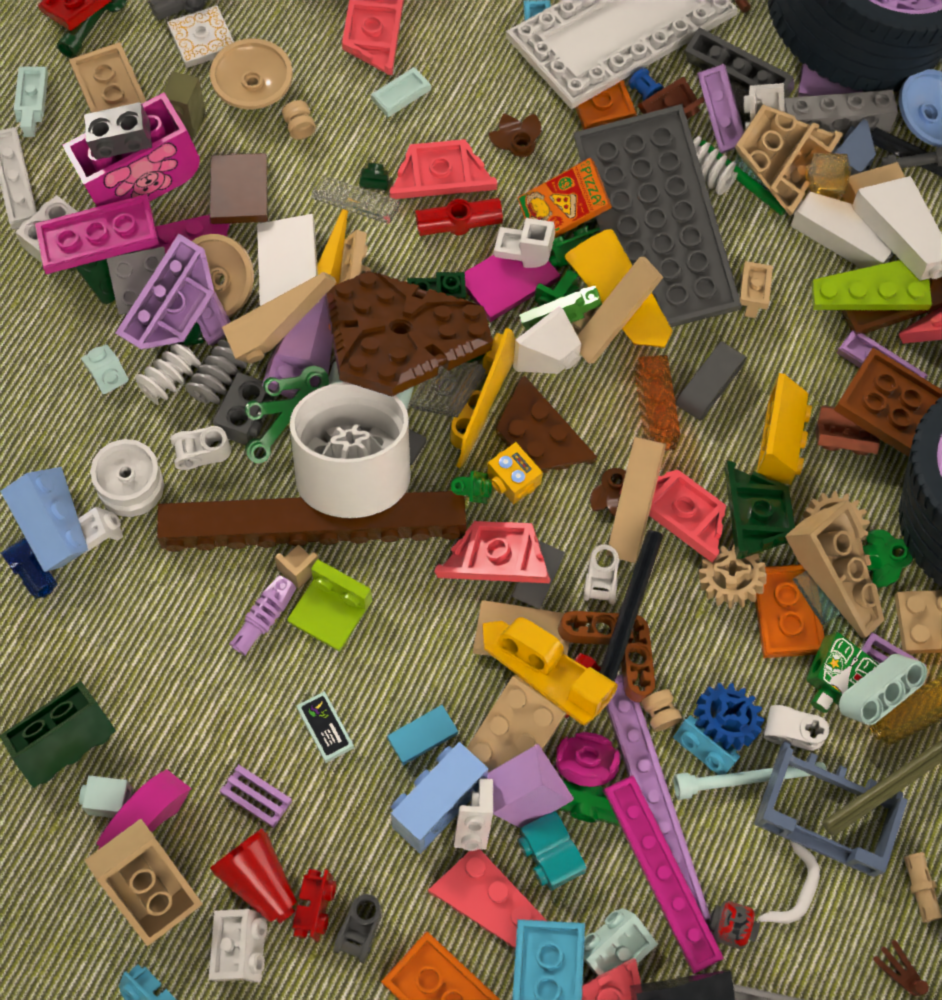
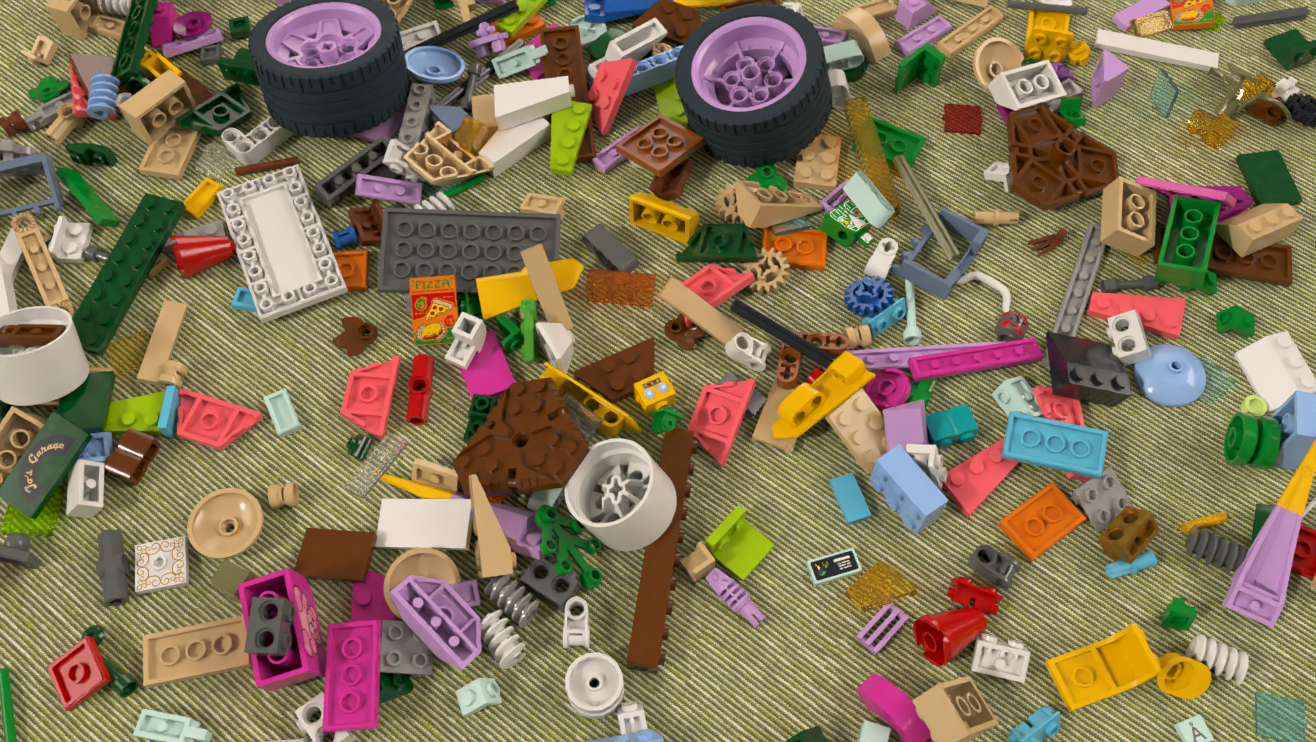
camera: 75 degrees left, 5 degrees down
(304, 783) = (879, 587): none -> clear yellow wing

